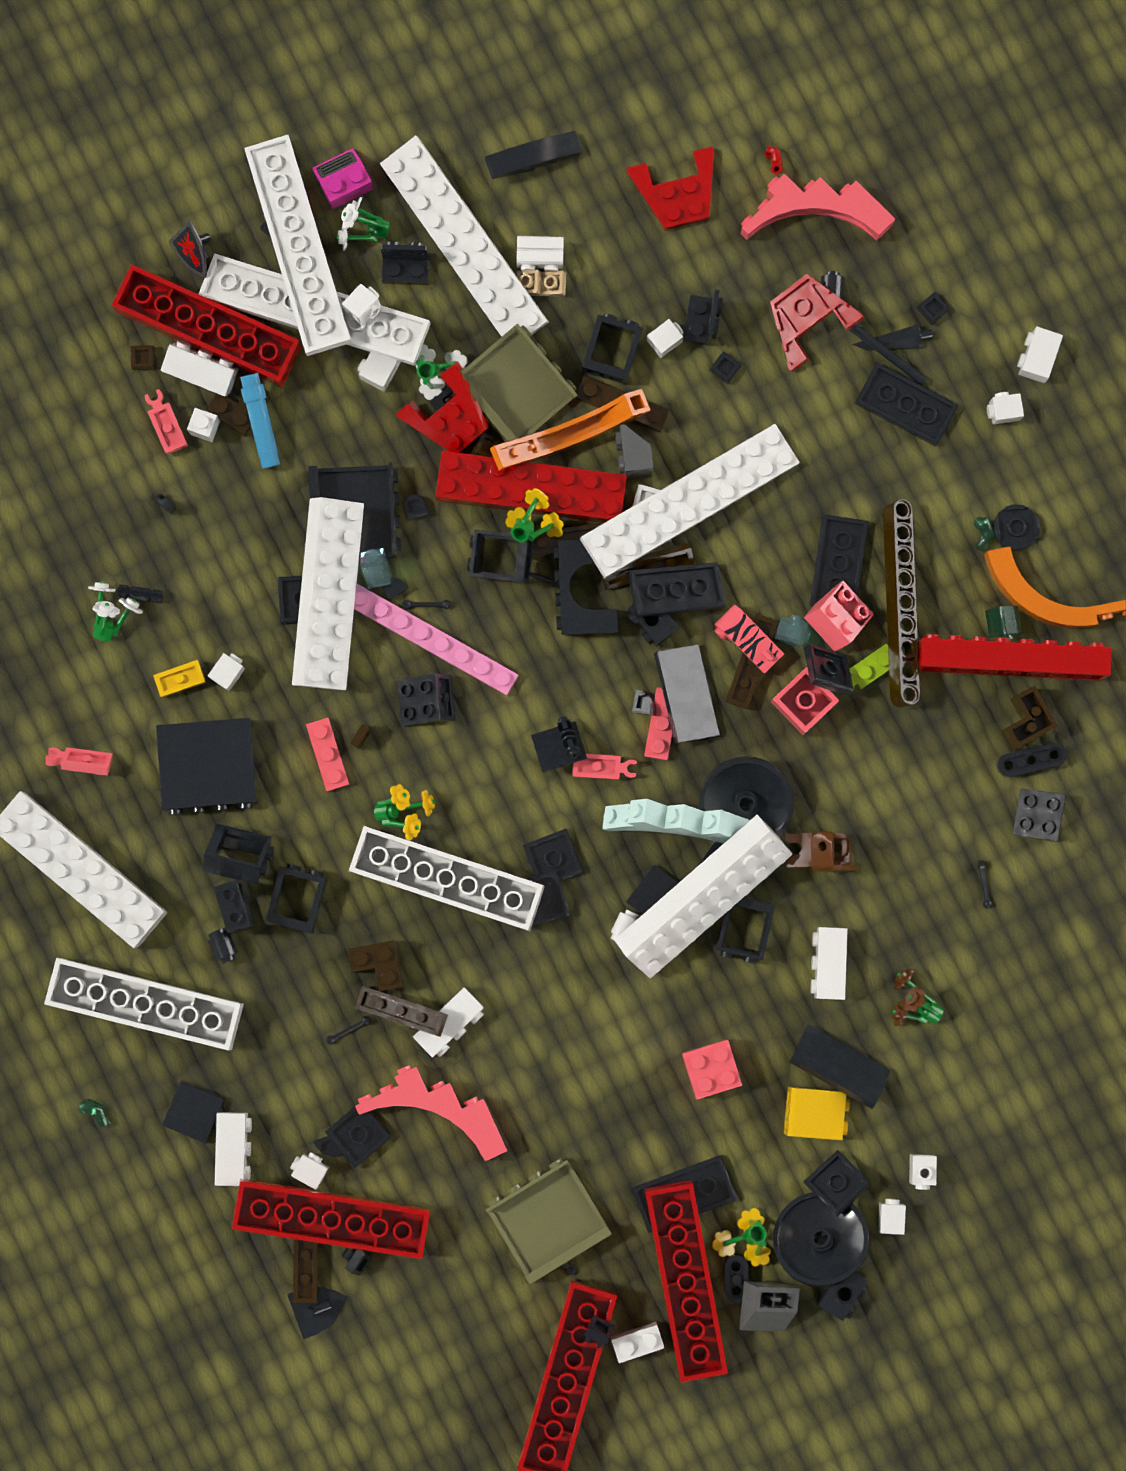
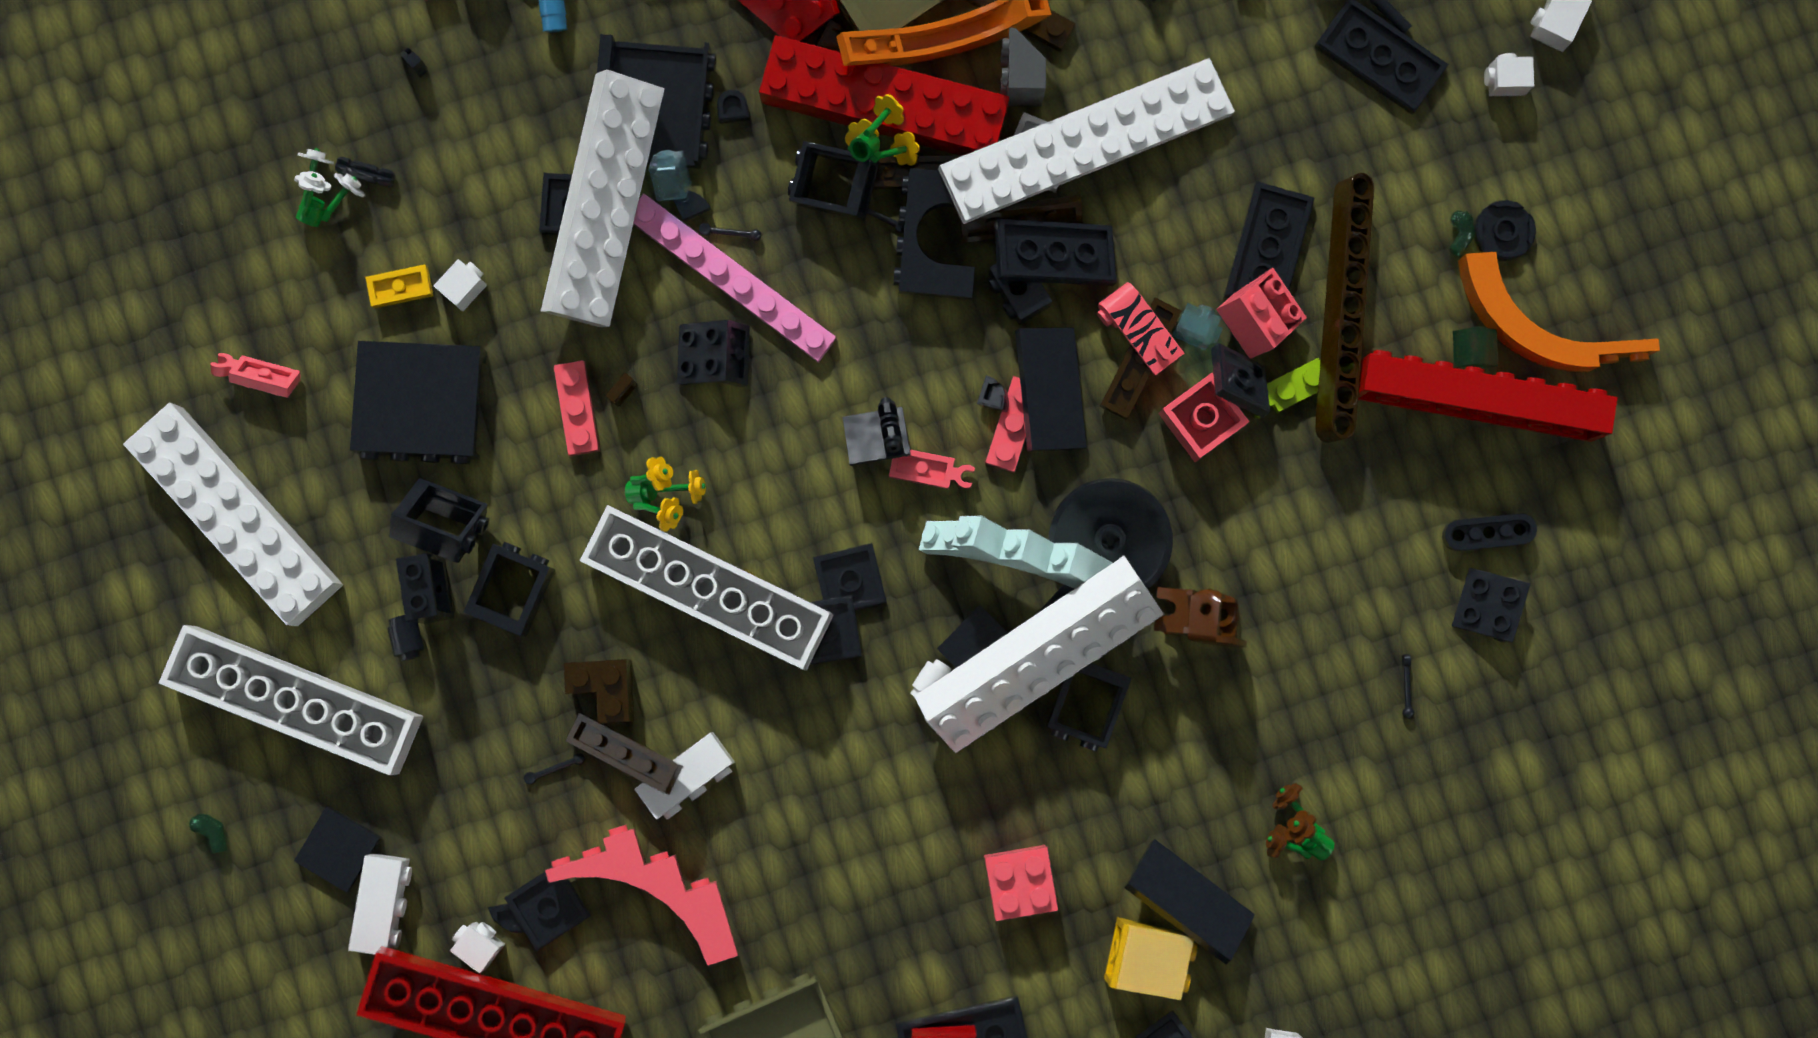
camera: 10 degrees right, 0 degrees up
(829, 963) = (1192, 763): white brick -> none
(1034, 719) = (1500, 480): dark brown brick -> none

